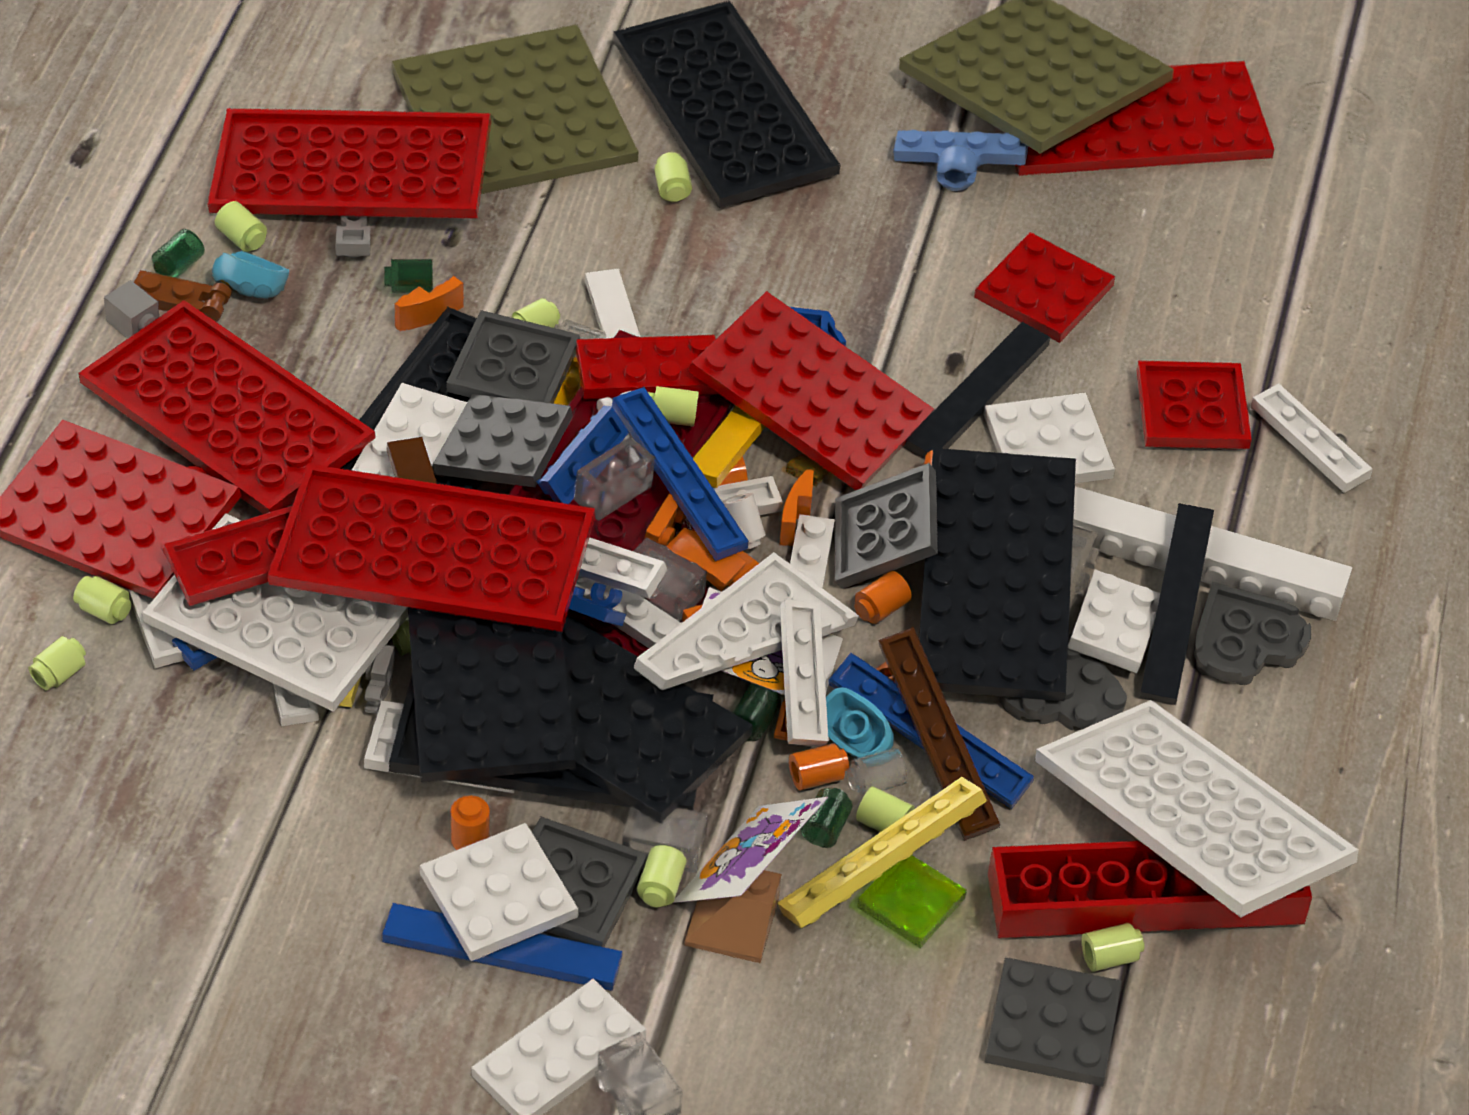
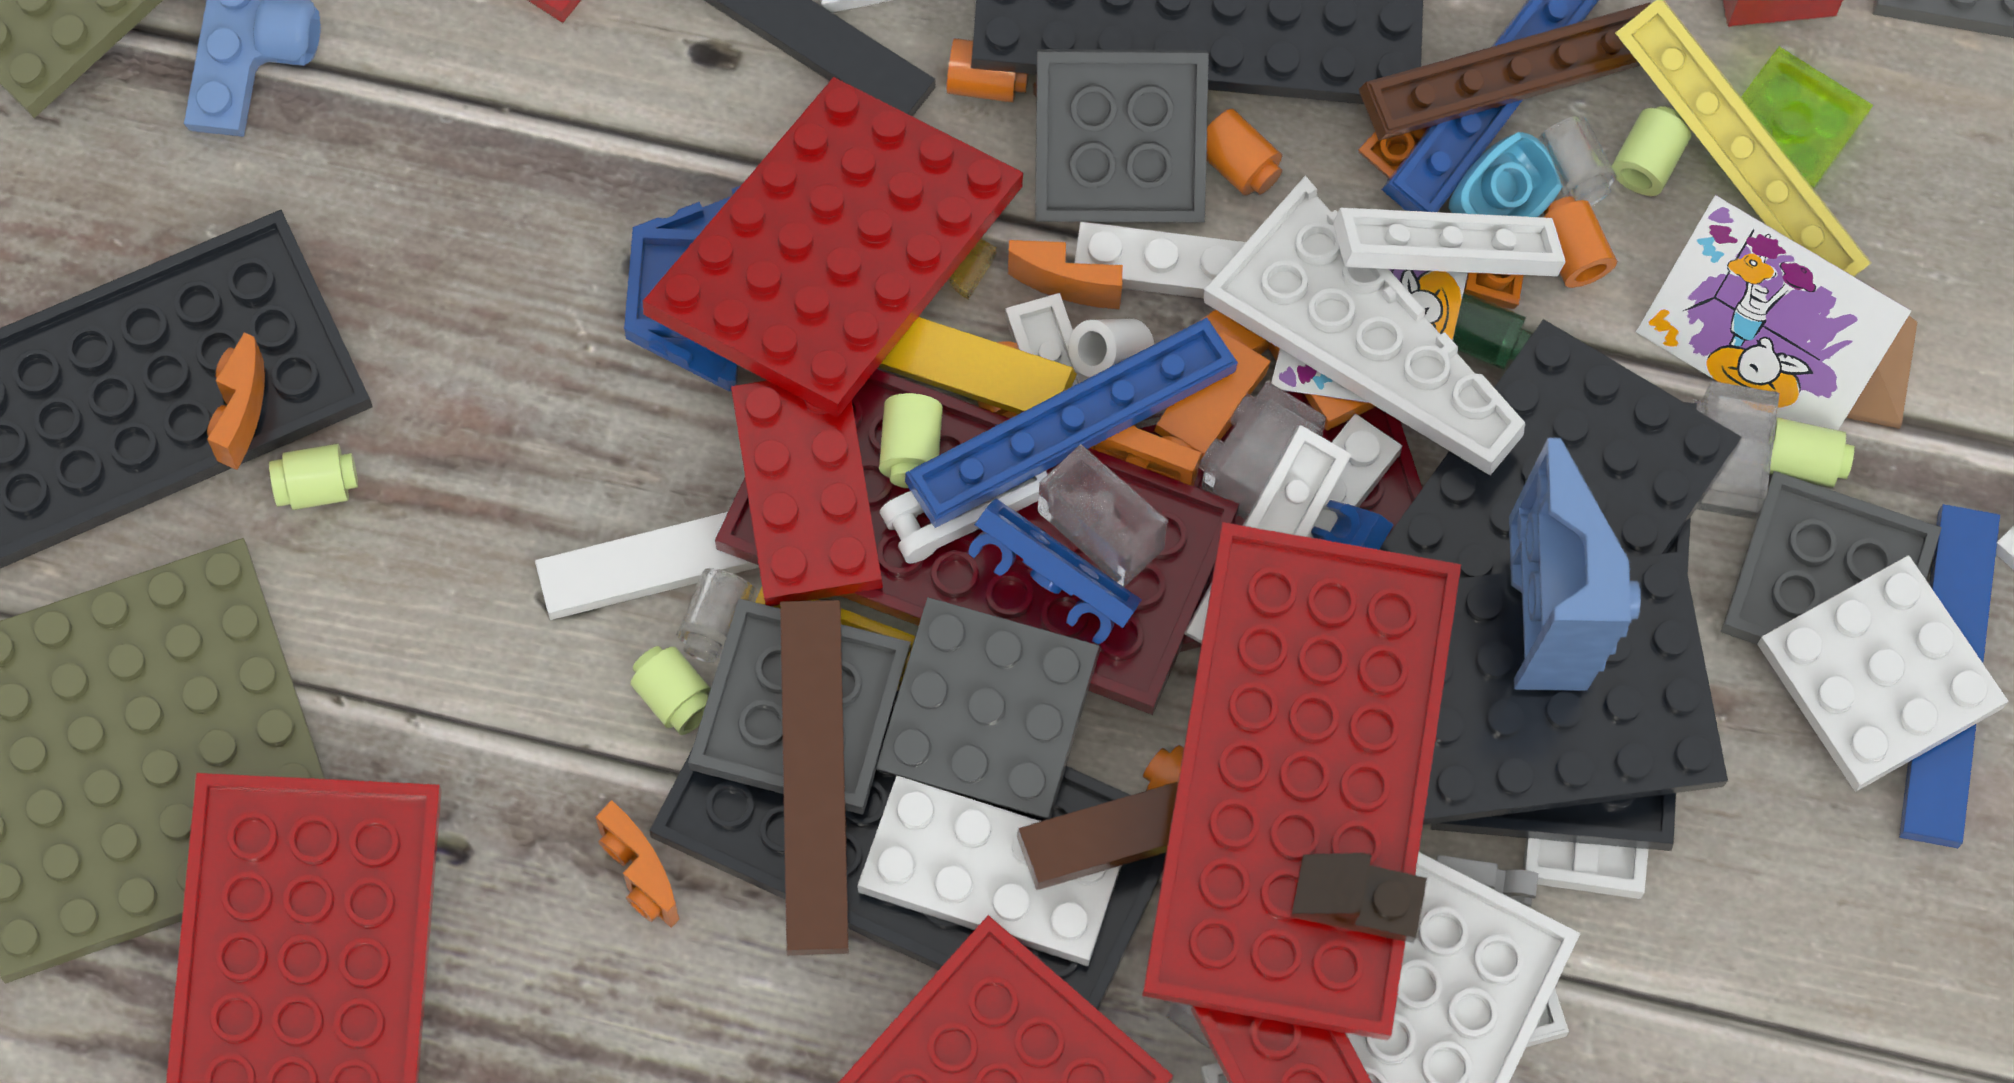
camera: 90 degrees left, 20 degrees up
(349, 559) = (1359, 897): none -> dark brown slope
(353, 237) = (475, 1010): light grey plate -> none
(408, 274) = (571, 900): clear green brick -> none
(465, 356) = (814, 778): none -> reddish brown tile
(469, 821) = (1754, 724): orange brick -> none
(536, 631) = (1569, 577): none -> medium blue piece
(720, 139) = (241, 383): none -> orange slope
(829, 819) = (1660, 226): clear green brick -> none

